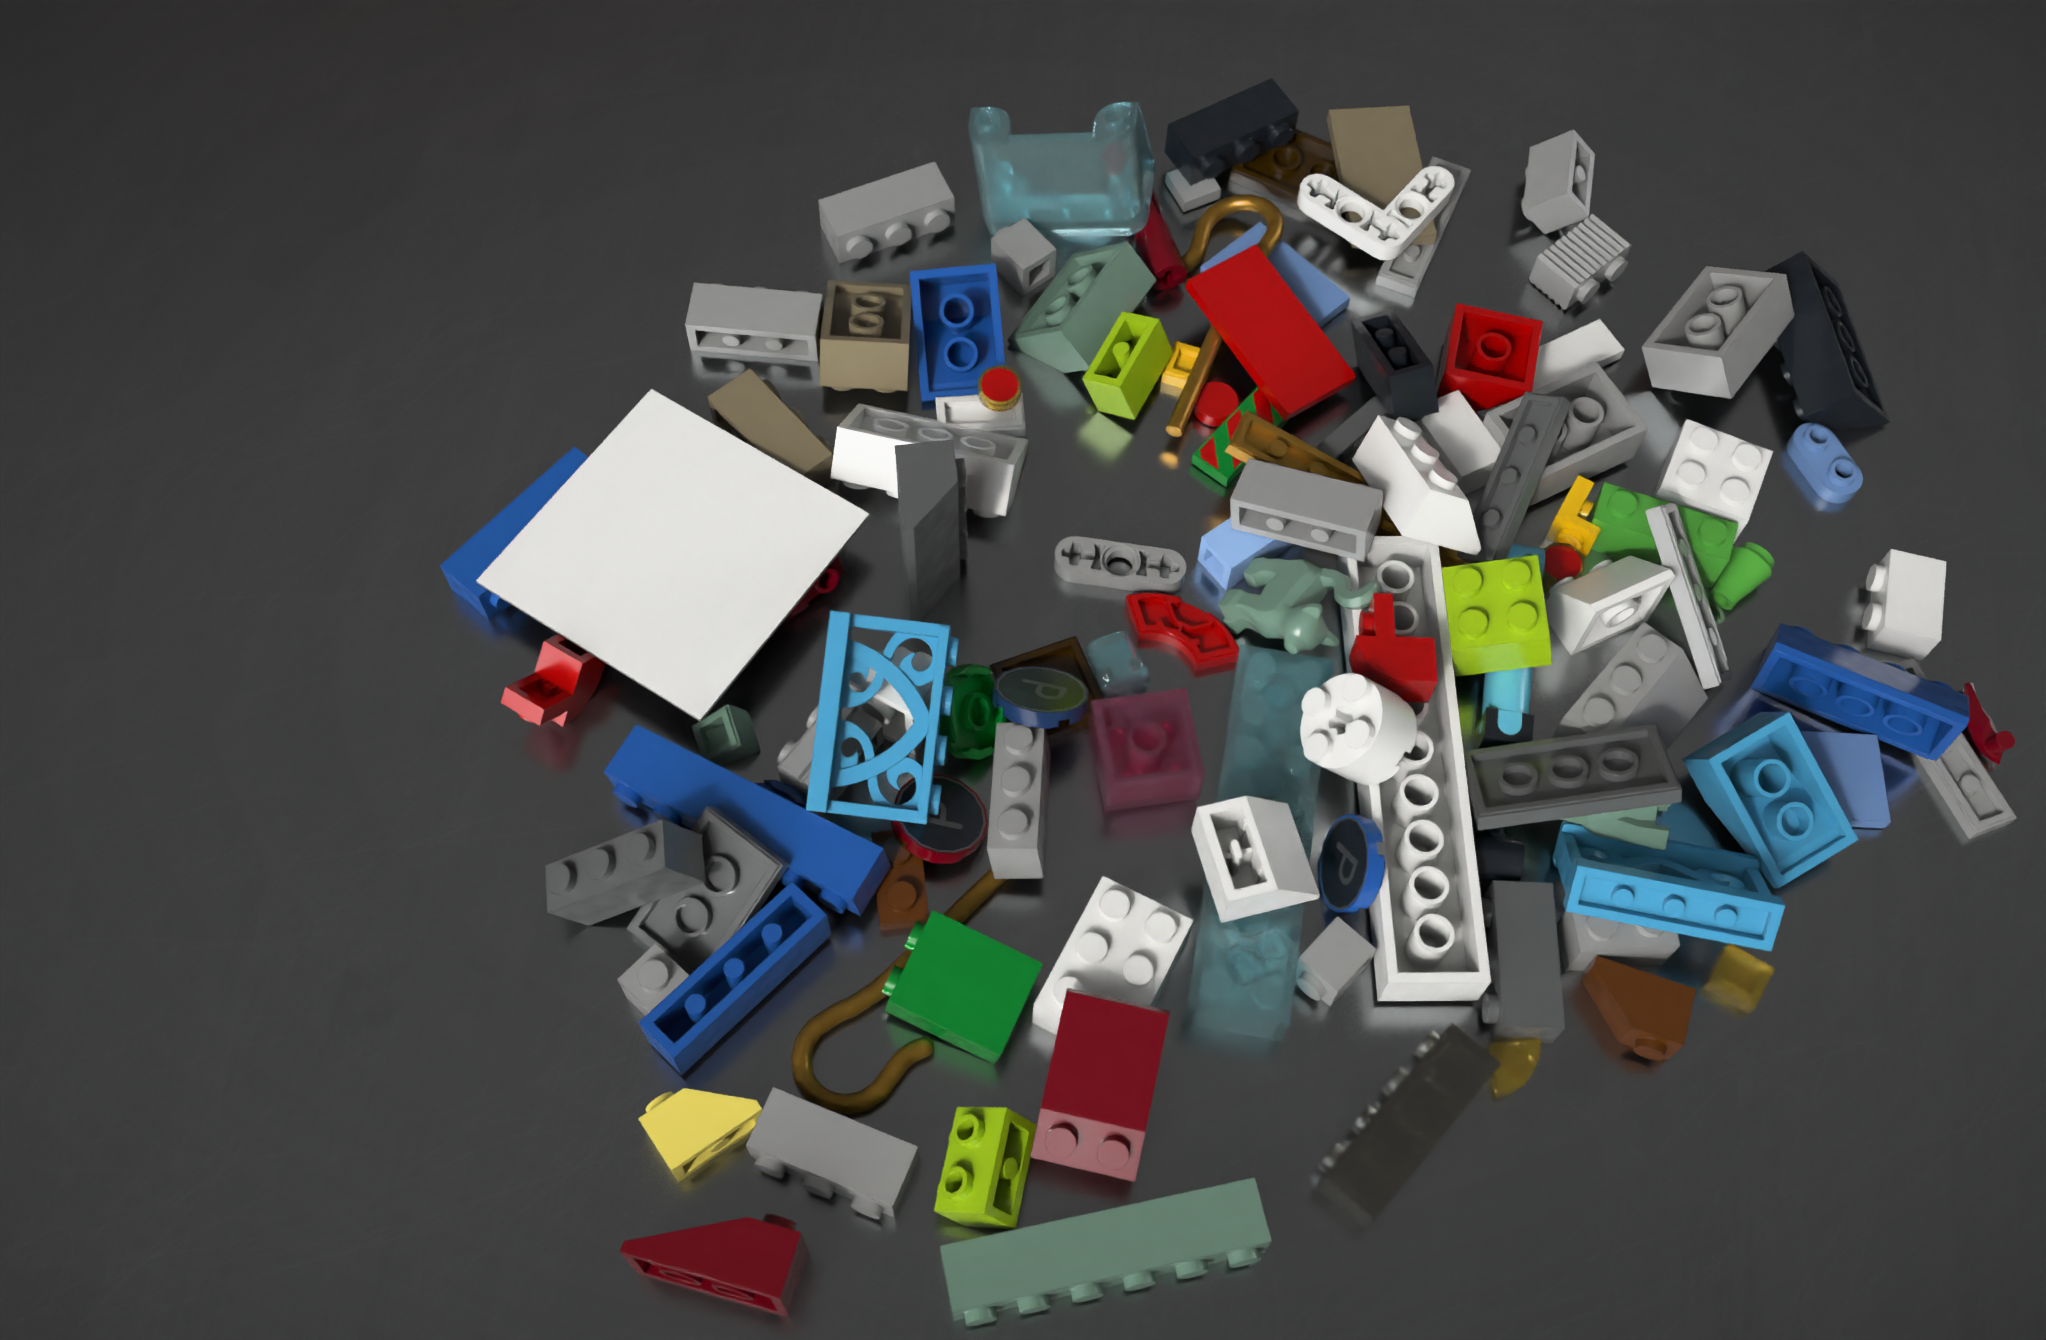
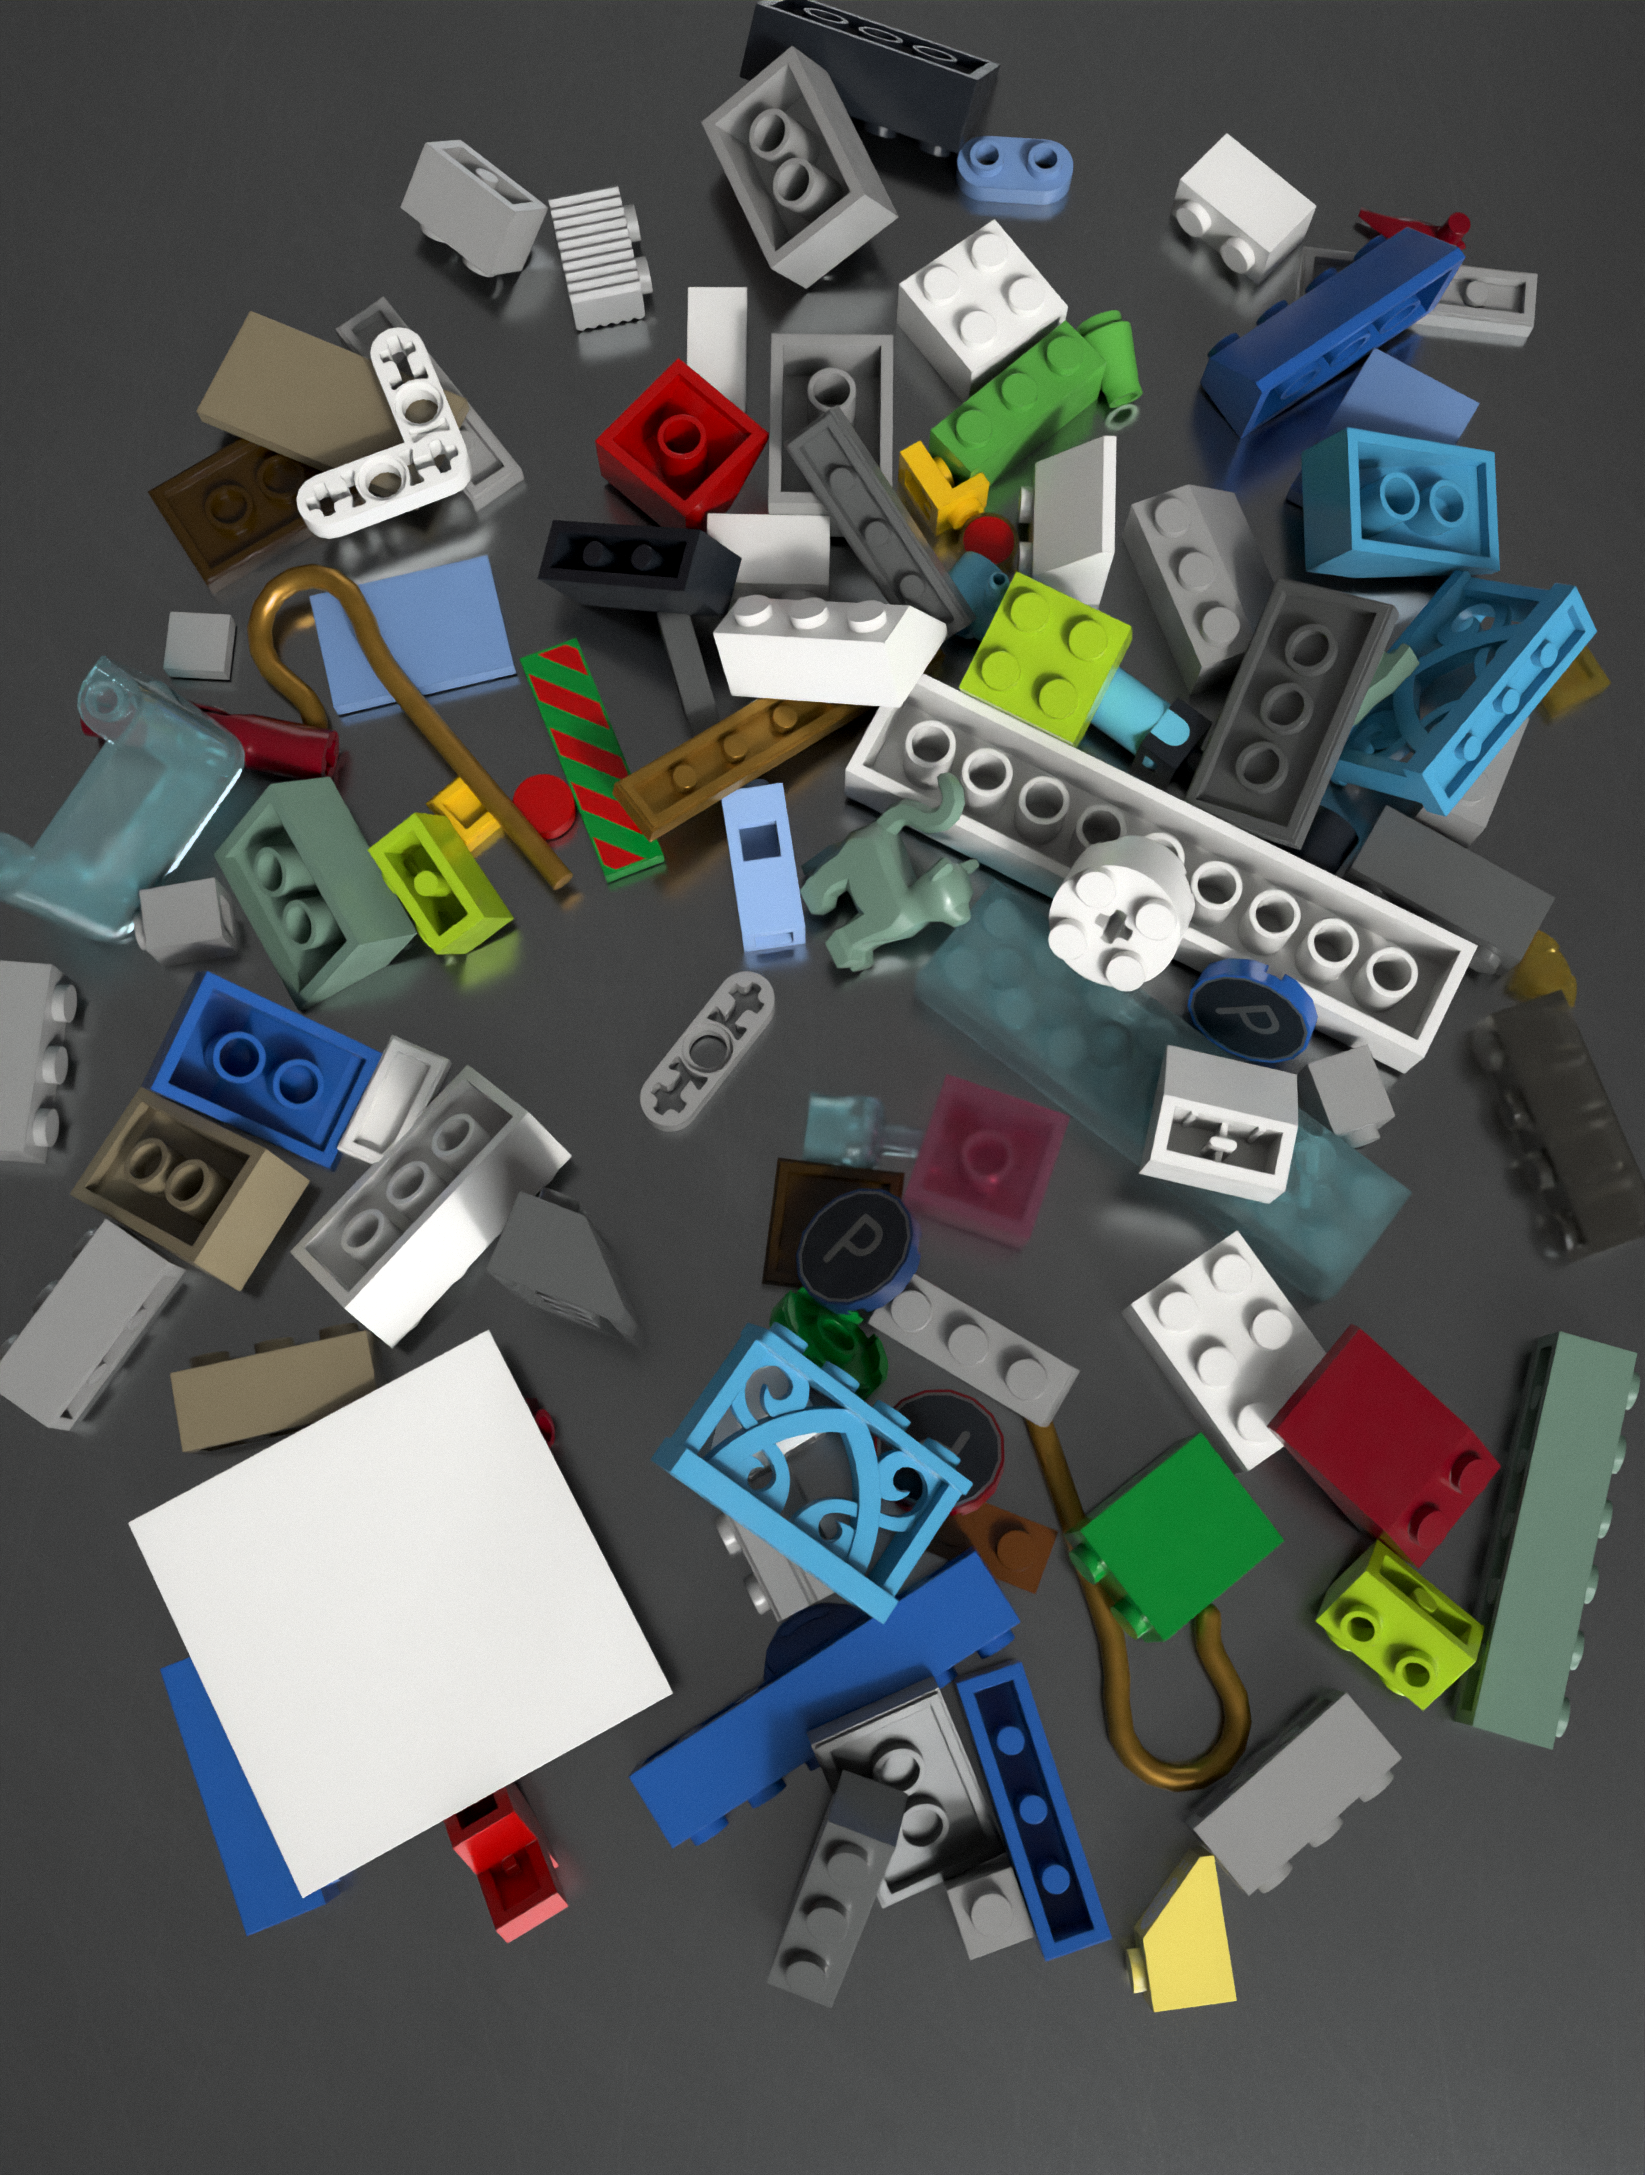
camera: 60 degrees left, 15 degrees up
(726, 735) = (687, 1656): sand green slope -> none
(730, 1259) = (1379, 1983): dark red slope -> none
(999, 388) = (379, 1062): tile -> none
(1185, 627) = (829, 1021): red tile -> none
(1231, 131) = (160, 551): black brick -> none
(1270, 332) = (492, 684): red tile -> none
(1306, 509) = (792, 793): light grey brick -> none
(1392, 661) = (1046, 828): red brick -> none
(1640, 1007) = (1561, 799): reddish brown slope -> none
(1689, 595) = (1133, 434): light grey tile -> none

